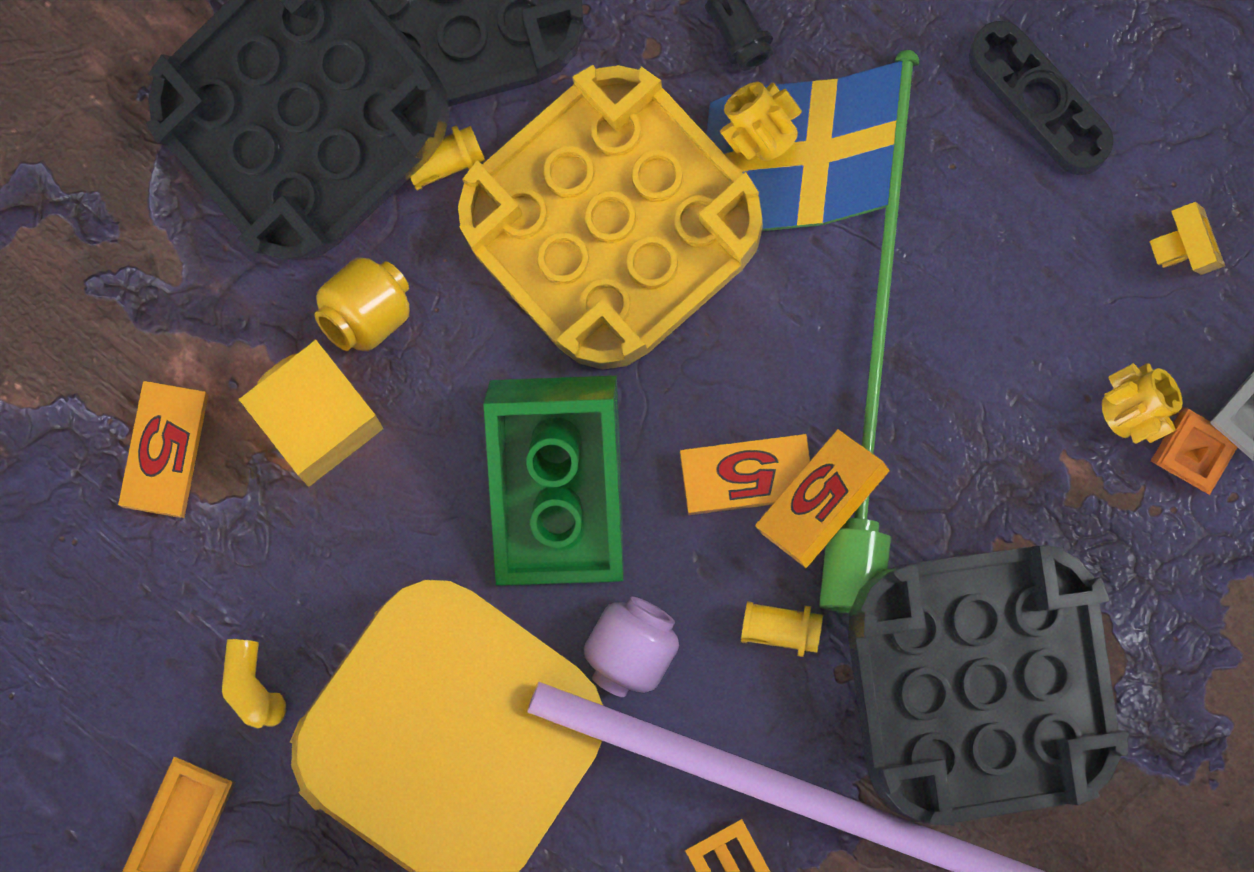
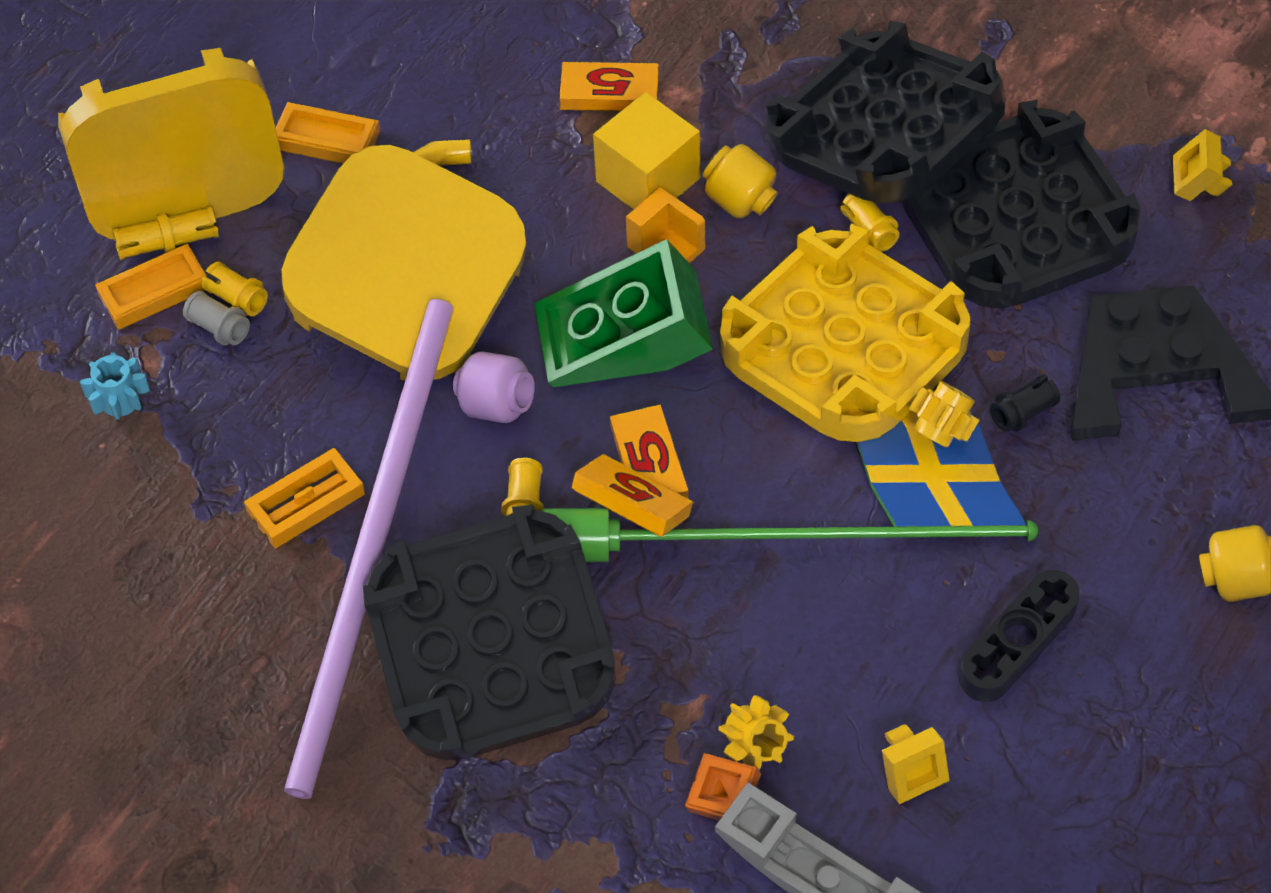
camera: 85 degrees right, 25 degrees down
(426, 408) = (664, 218): none -> light orange panel

